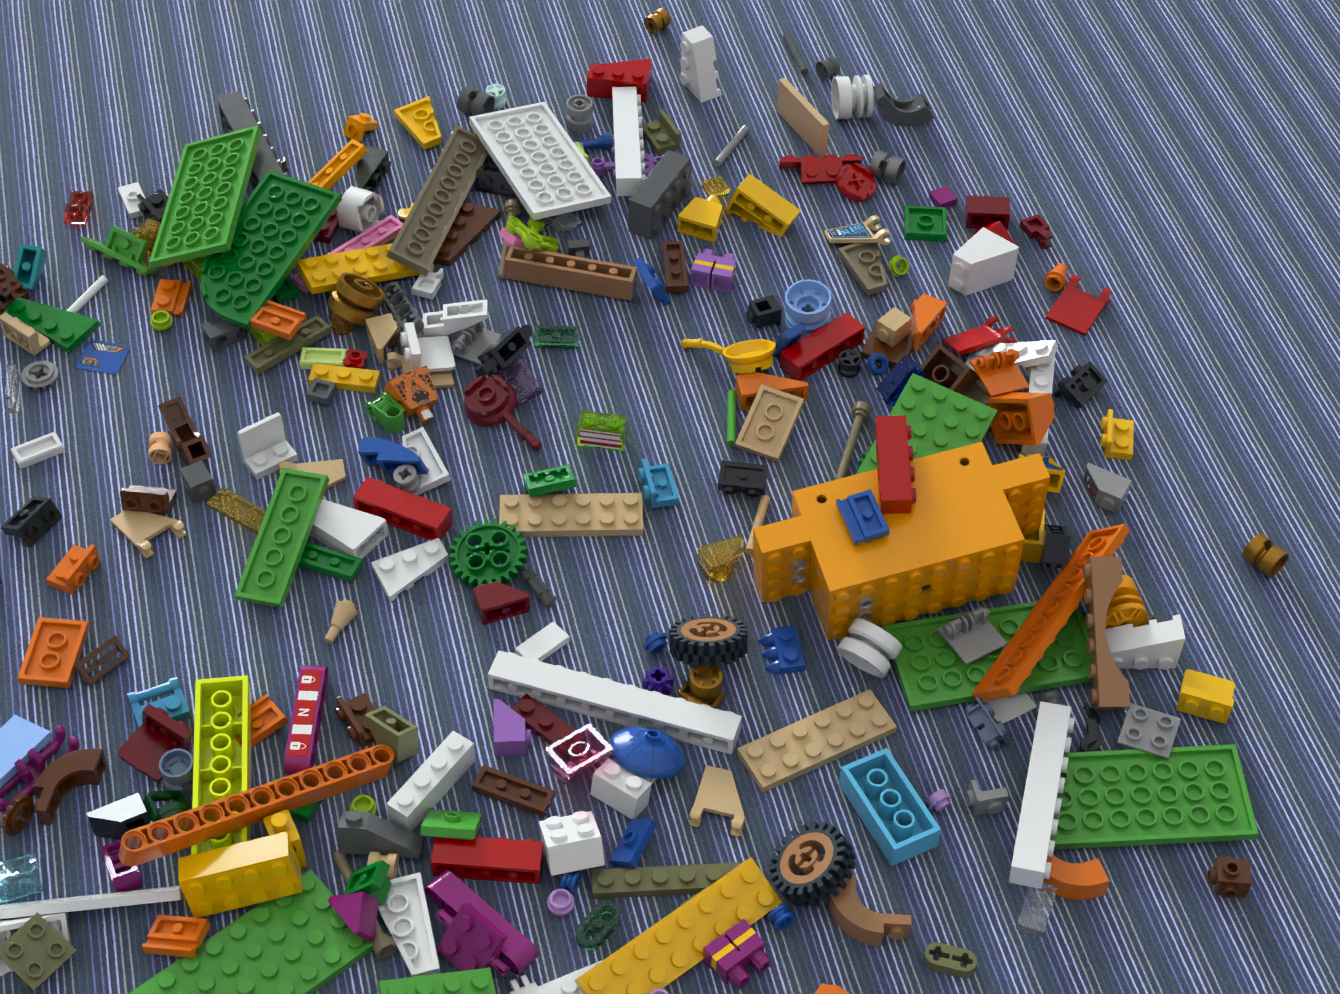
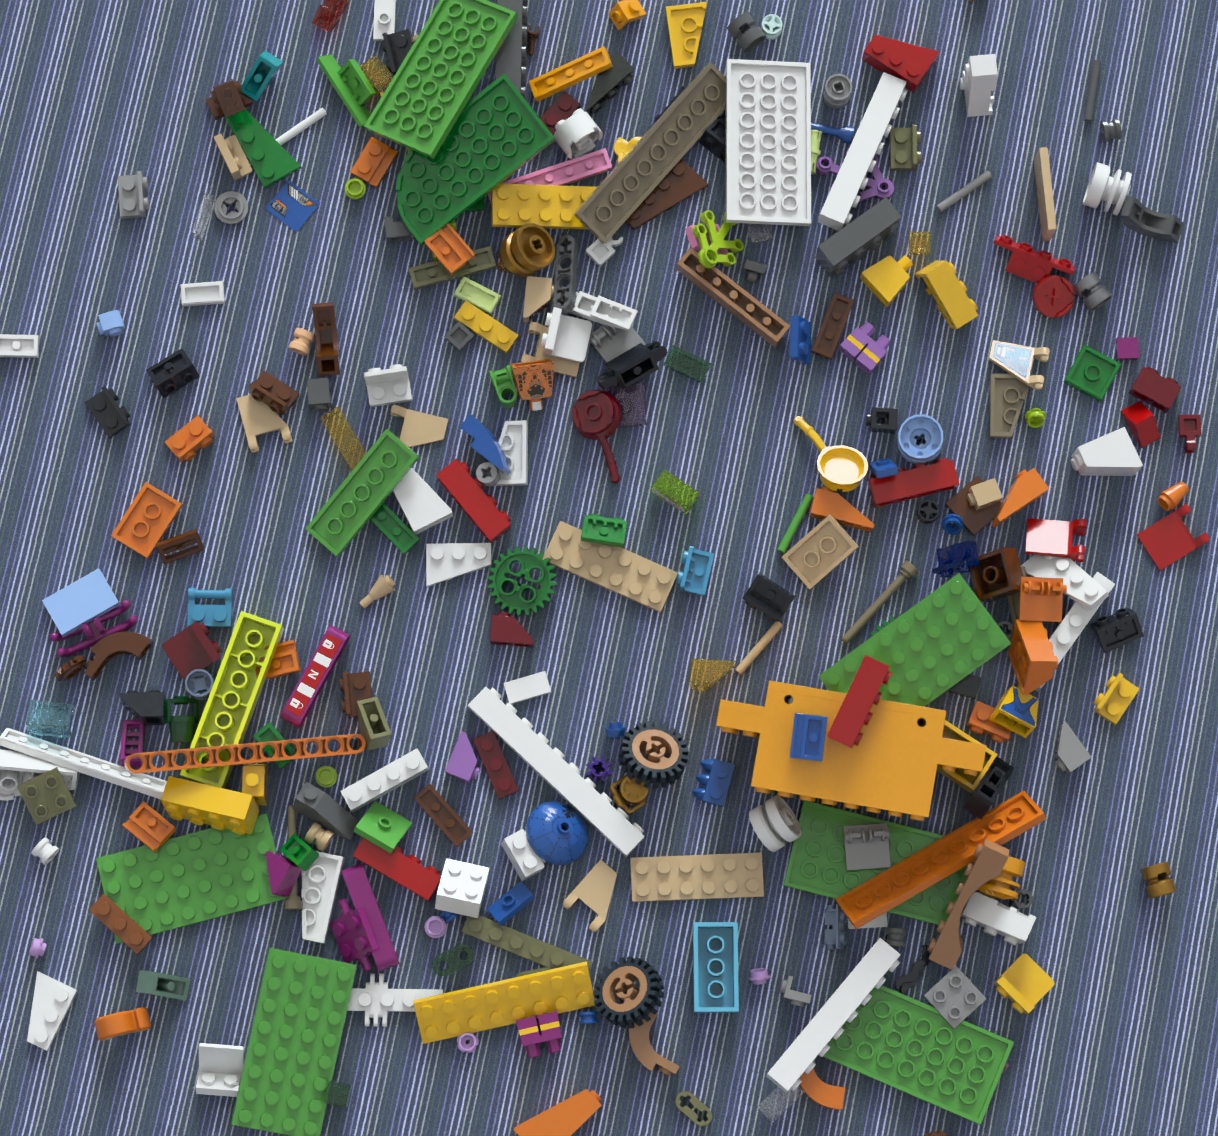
camera: 25 degrees right, 30 degrees up
(355, 359) = (509, 310): red plate -> none
(511, 208) = (718, 189): dark tan piece -> none
(539, 588) = (549, 630): dark grey axle -> none
(578, 753) = (503, 814): clear pink slope -> none

